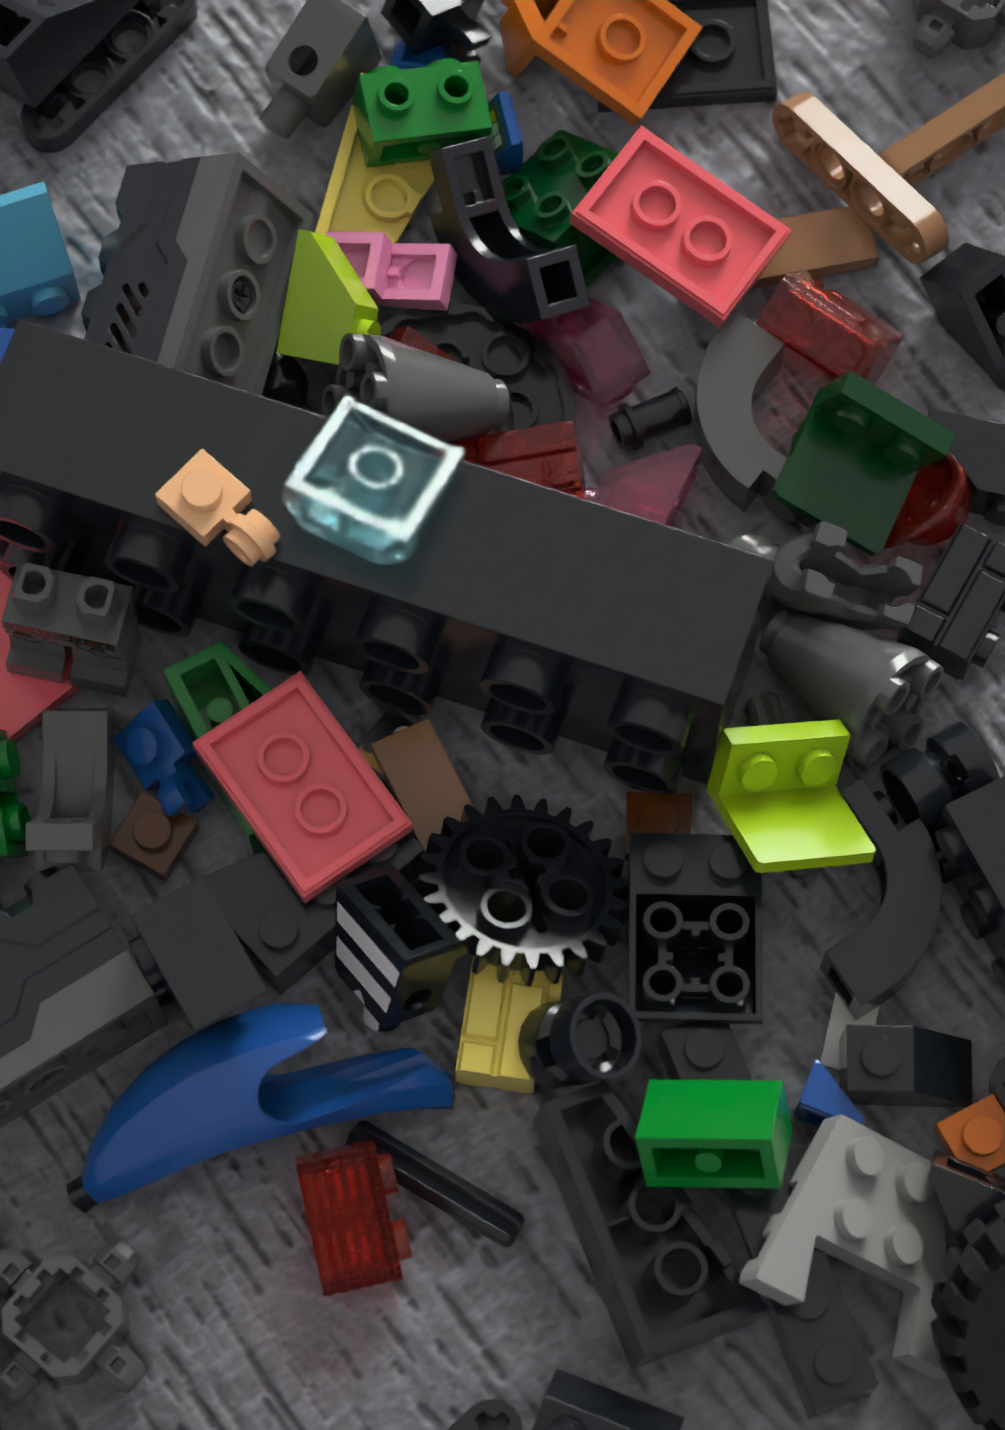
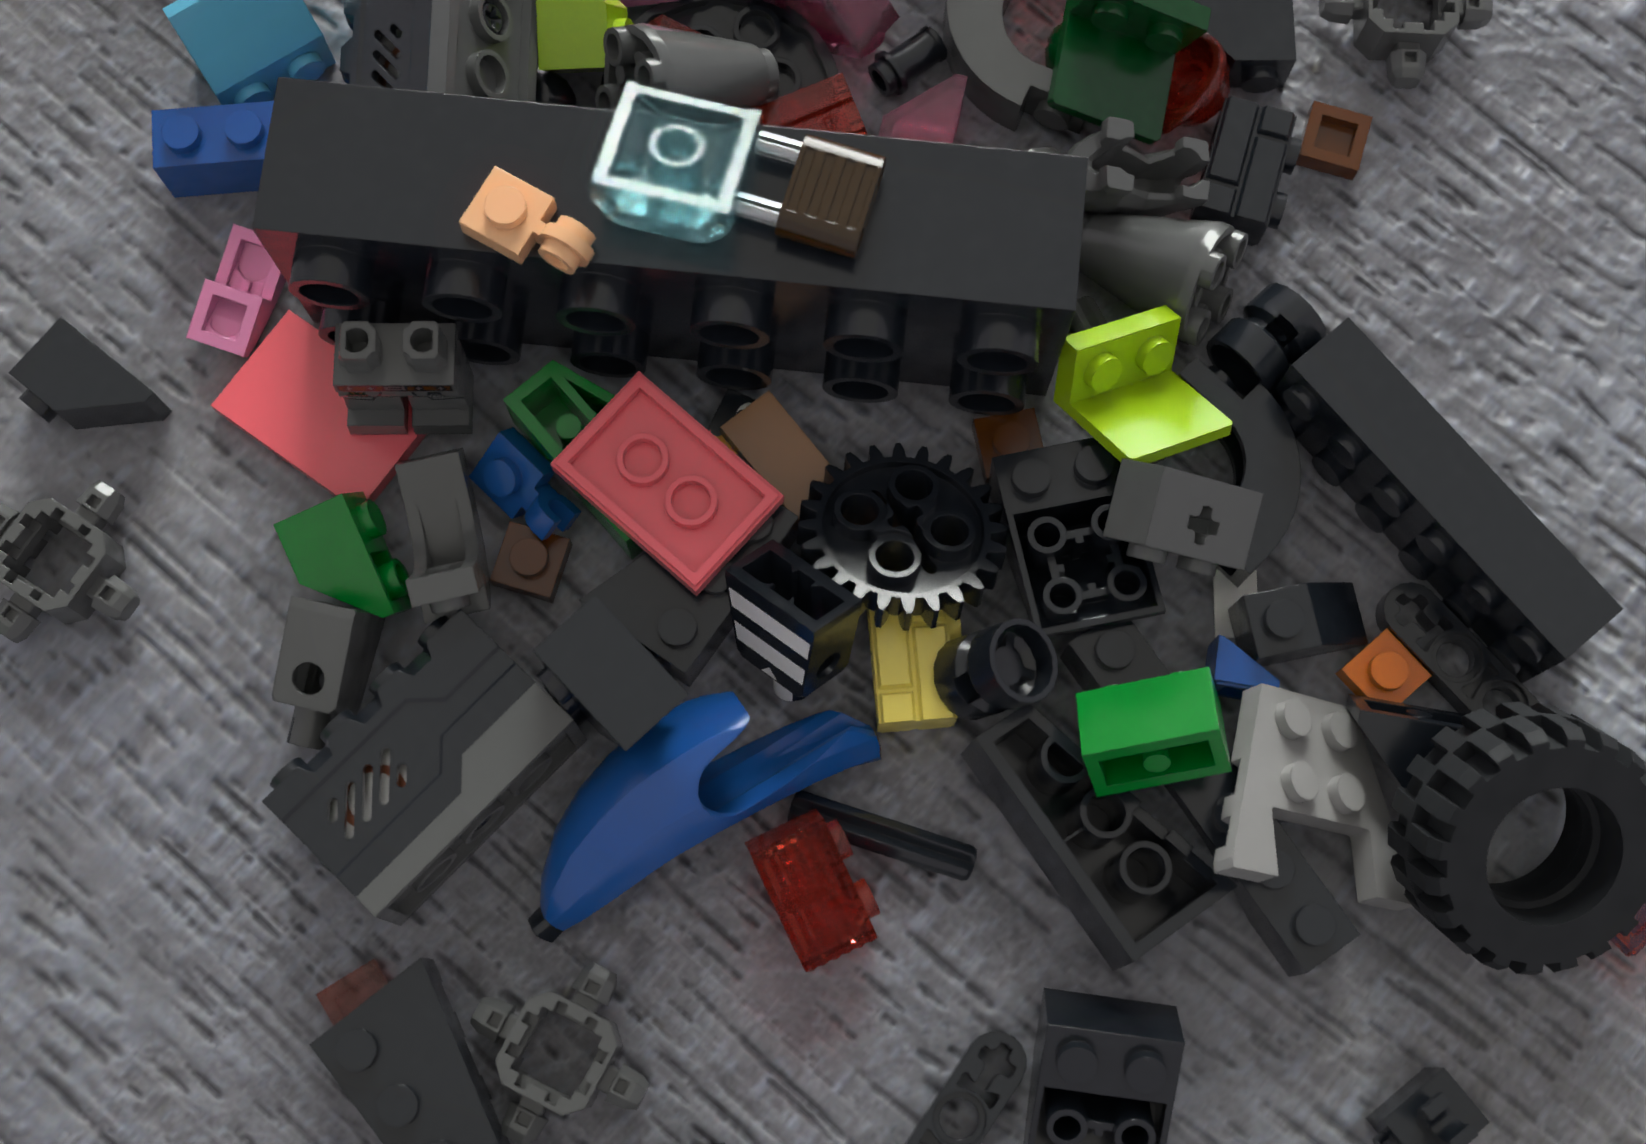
camera: 15 degrees left, 5 degrees up
(509, 543) = (826, 195): none -> dark brown piece
(799, 930) = (1182, 515): none -> dark grey brick

